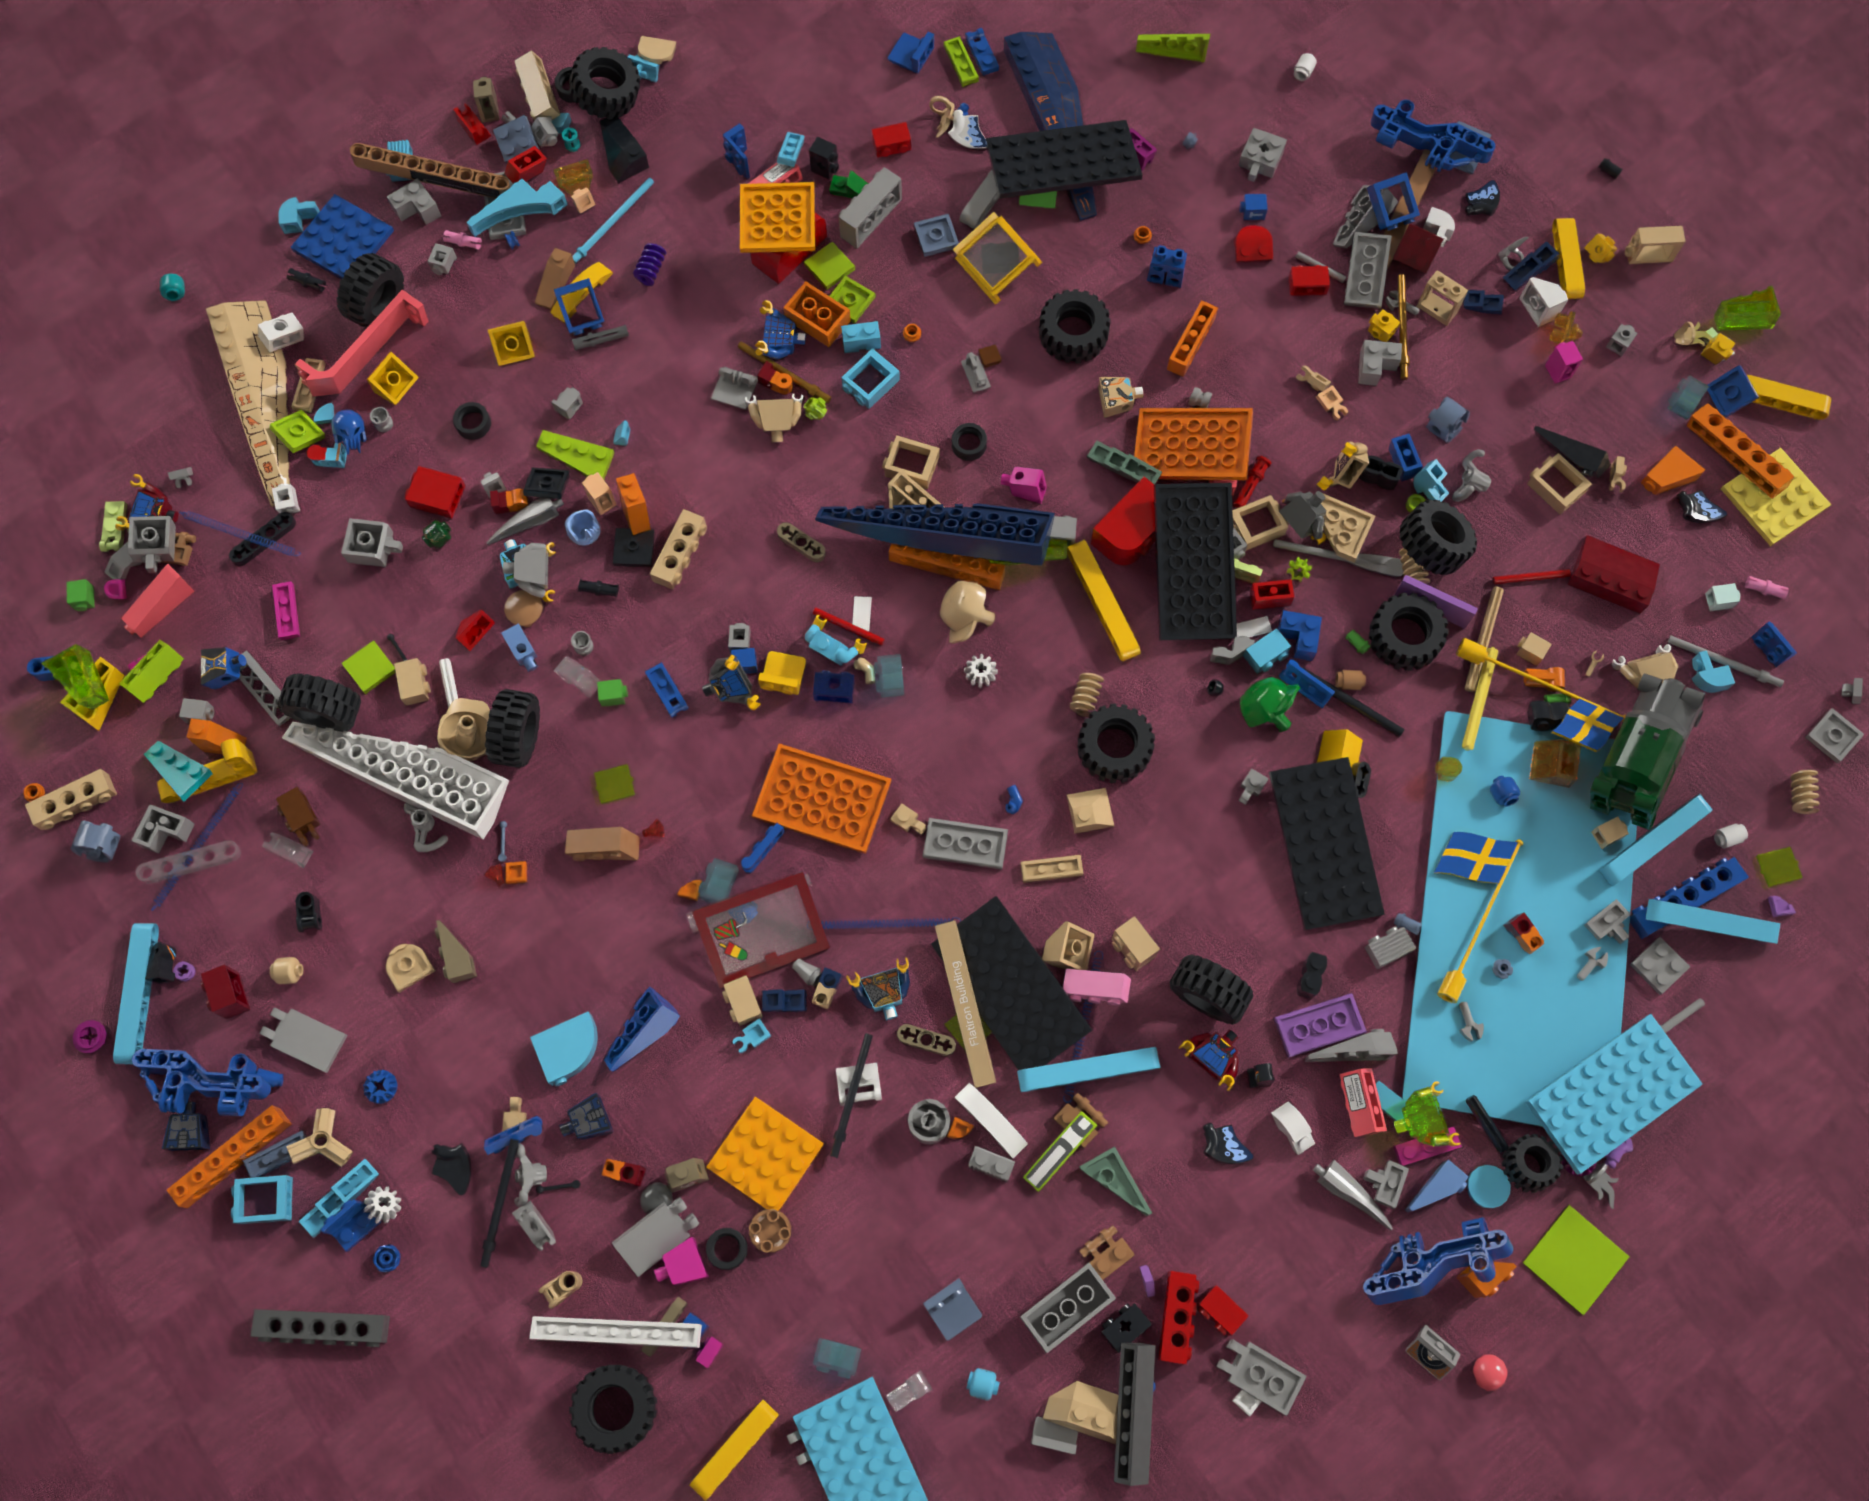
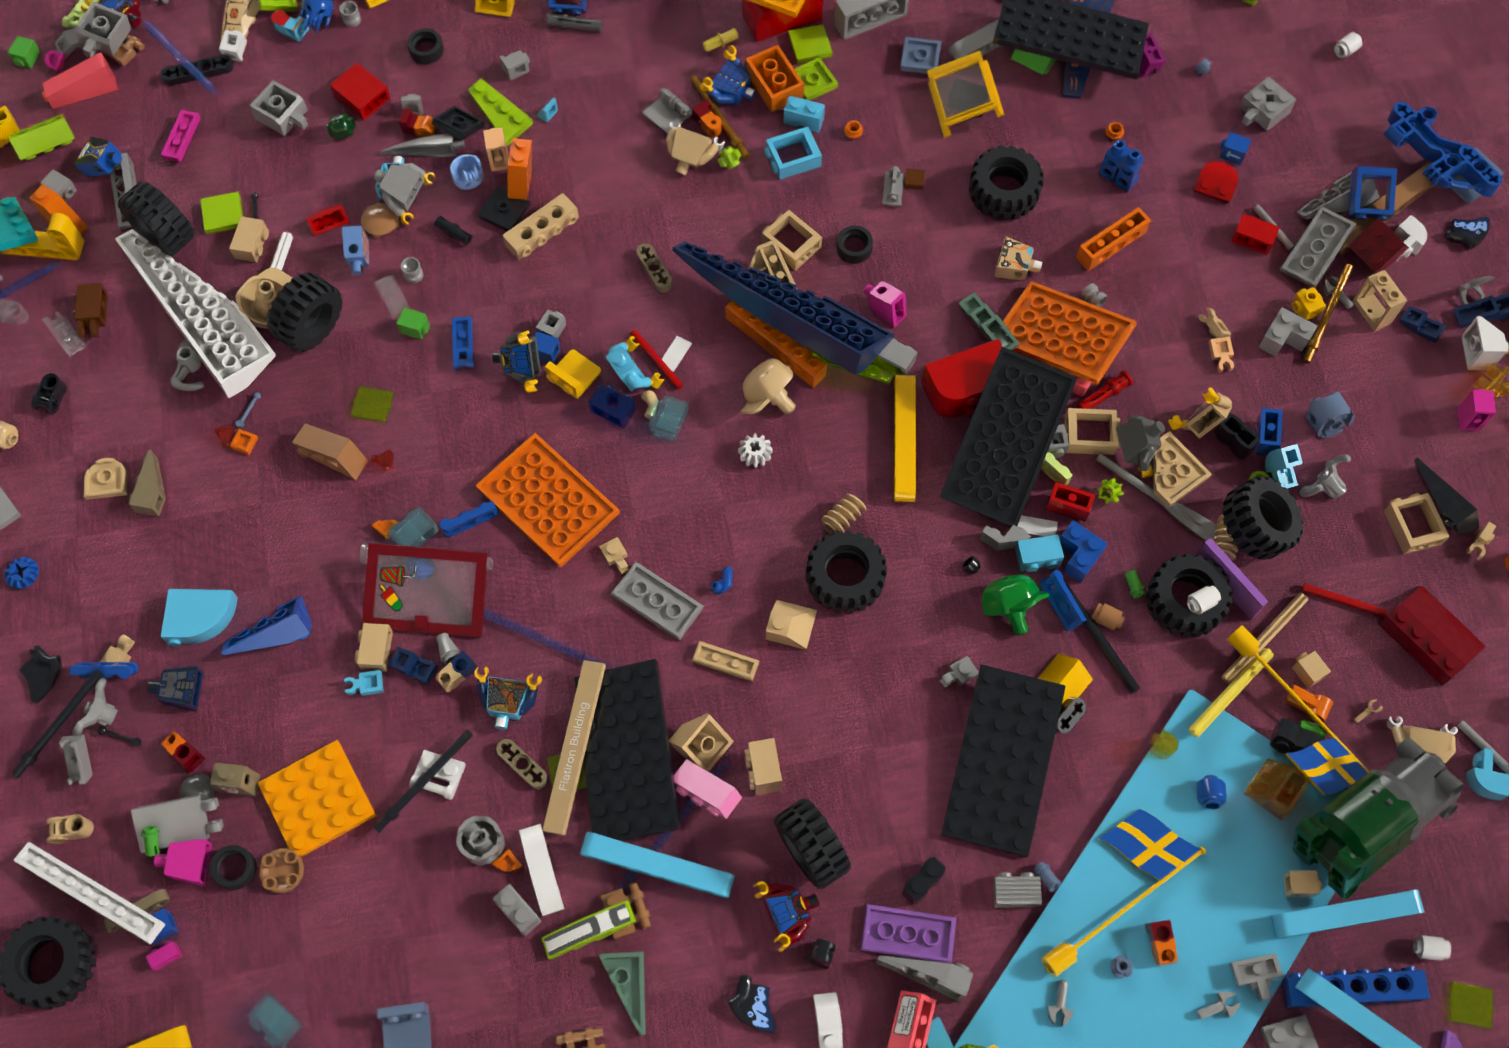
camera: 25 degrees right, 5 degrees down
(641, 1257) = (151, 842): none -> bright green pin
(746, 296) = (720, 40): none -> light yellow axle
(1426, 631) = (1203, 599): none -> white brick

